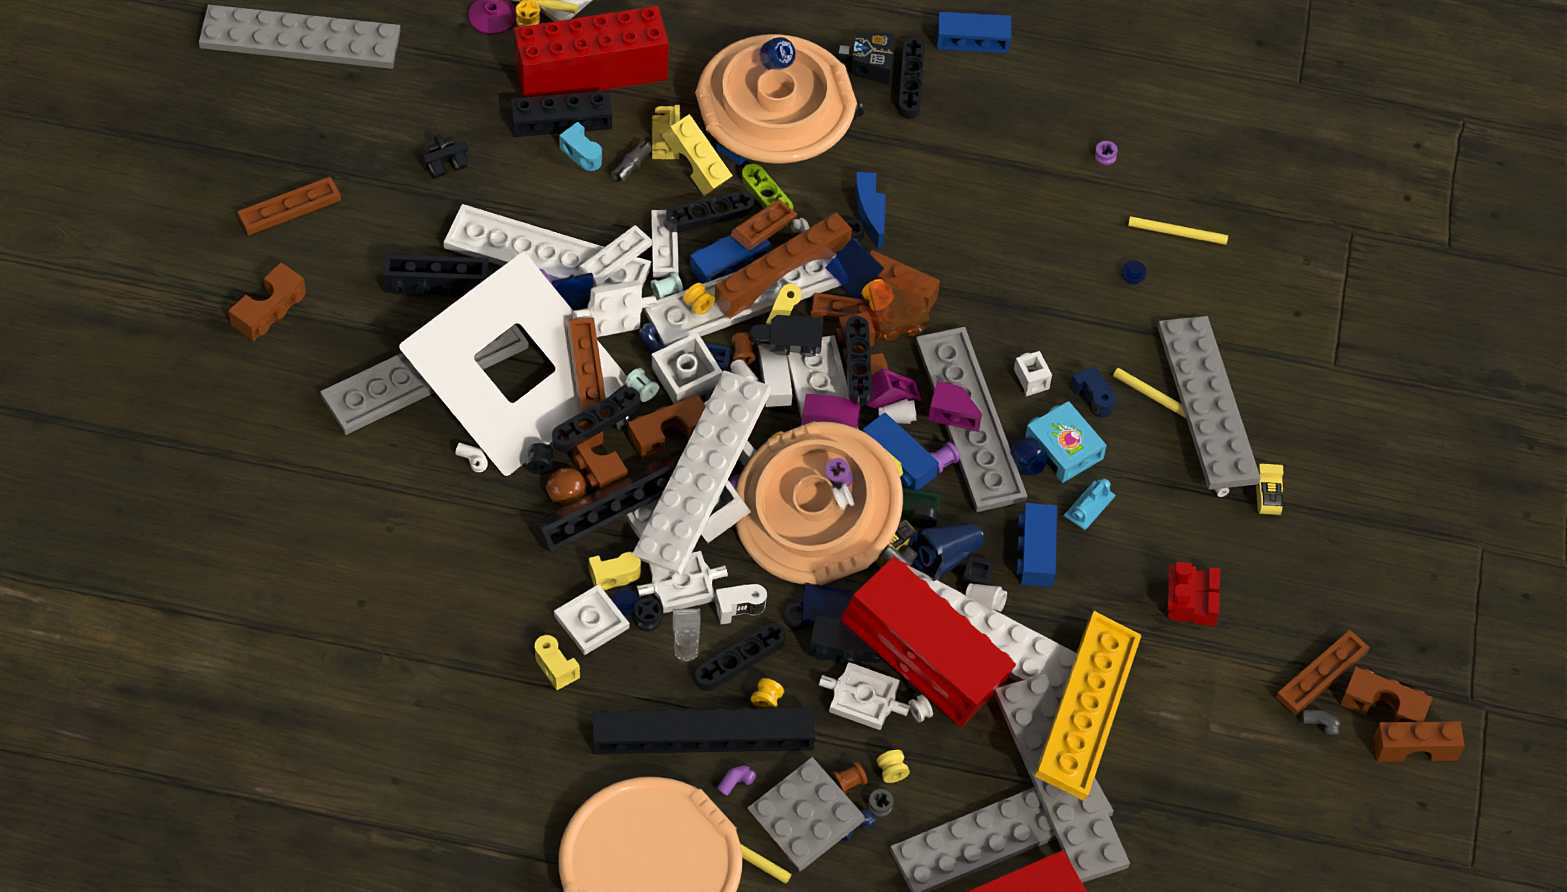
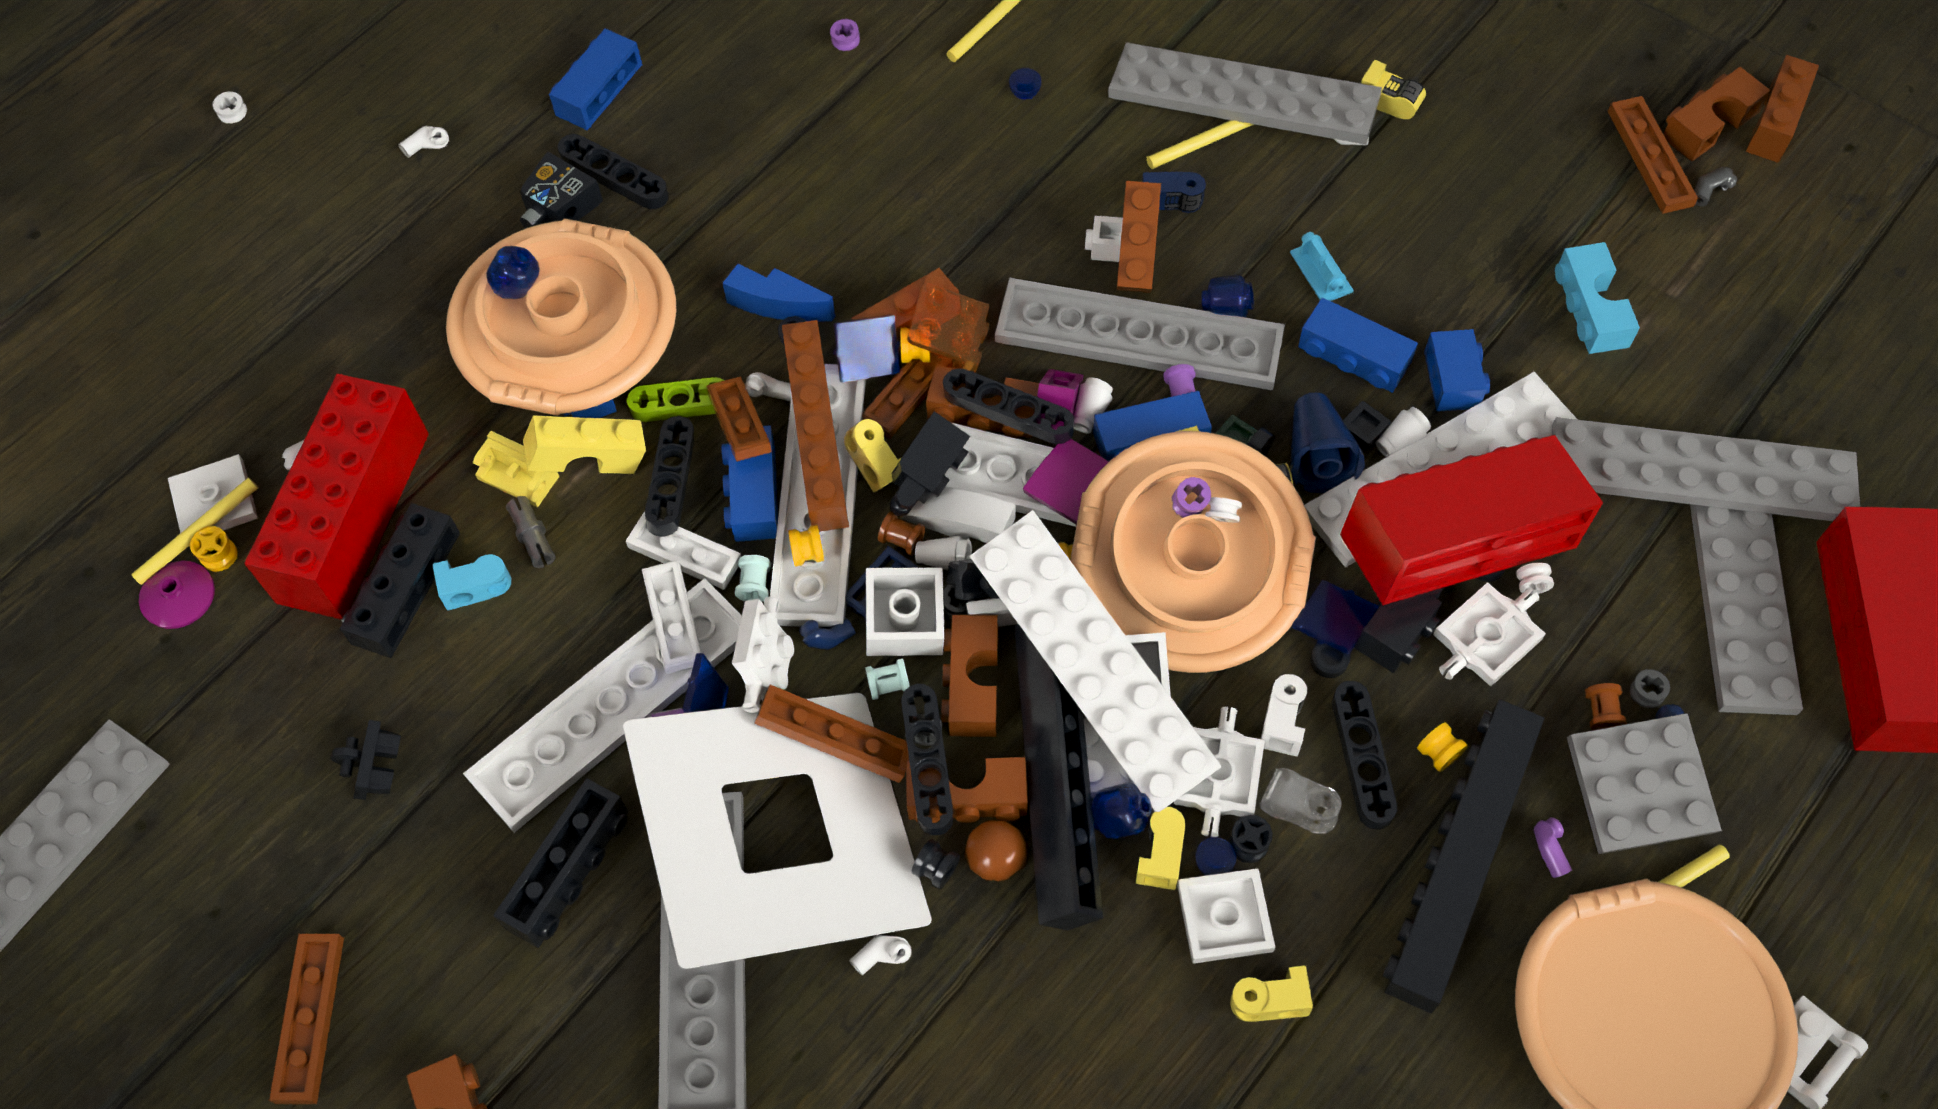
camera: 55 degrees left, 5 degrees up
(623, 535) = (1121, 810): none -> clear blue head
(893, 766) = (1609, 648): light yellow wheel -> none
(906, 556) = (1314, 496): dark grey arm -> none
(954, 407) = (1128, 337): magenta slope -> none
(1046, 369) = (1138, 236): none -> dark orange arch
(1055, 609) = (1456, 370): none -> blue brick
(1067, 440) = (1224, 248): medium azure panel -> none
(1088, 706) = (1630, 394): yellow plate -> none
(1183, 660) = (1600, 322): none -> medium azure arch
(1193, 594) = (1496, 225): red hips -> none

